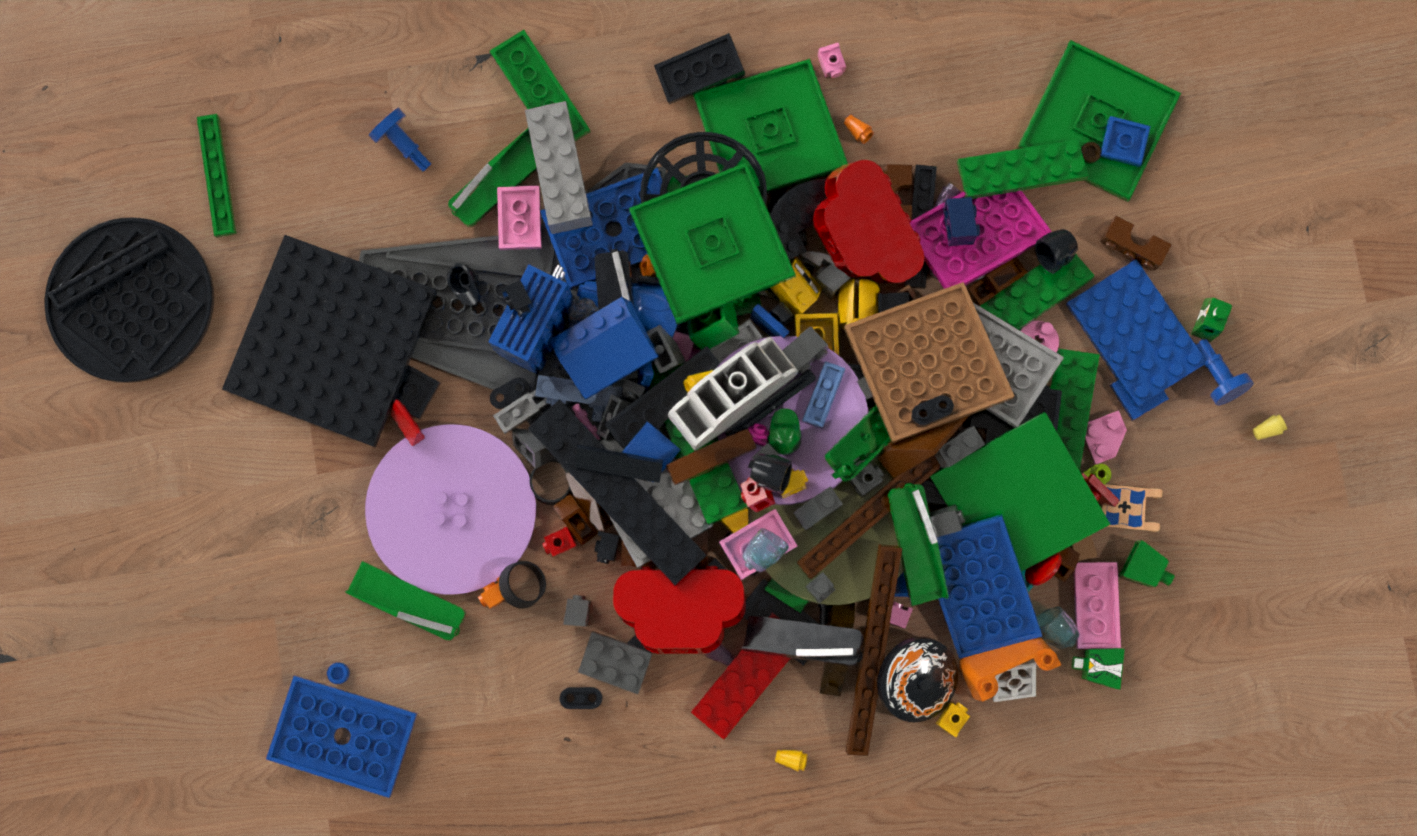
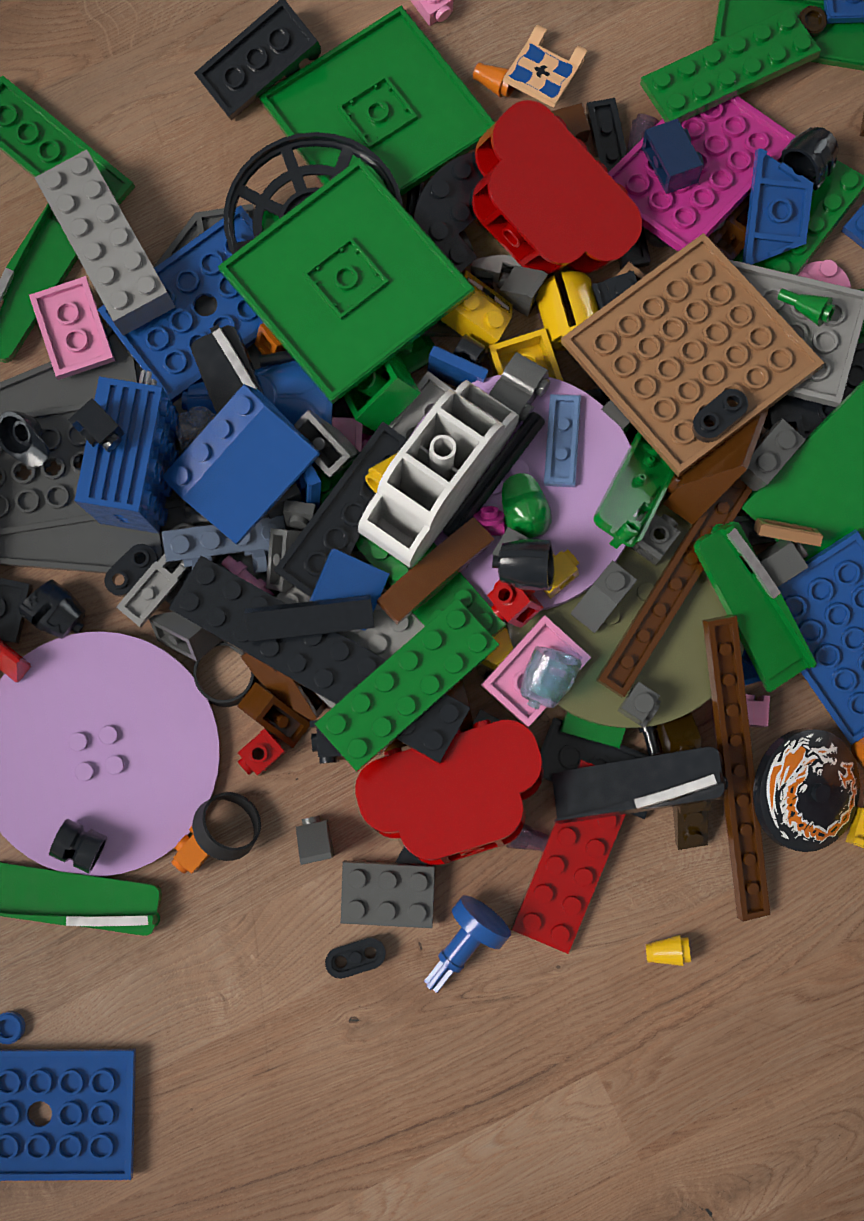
camera: 20 degrees left, 0 degrees up
(420, 567) = (77, 845): none -> black wheel
(450, 405) = (53, 610): none -> black helmet
(669, 527) = (407, 685): none -> green plate
(669, 702) = (478, 926): none -> blue piece
(891, 134) = (541, 71): none -> light nougat flag
(955, 502) = (788, 532): none -> medium nougat tile
(1020, 280) = (776, 209): none -> blue wing
(1021, 356) = (815, 308): none -> green cone

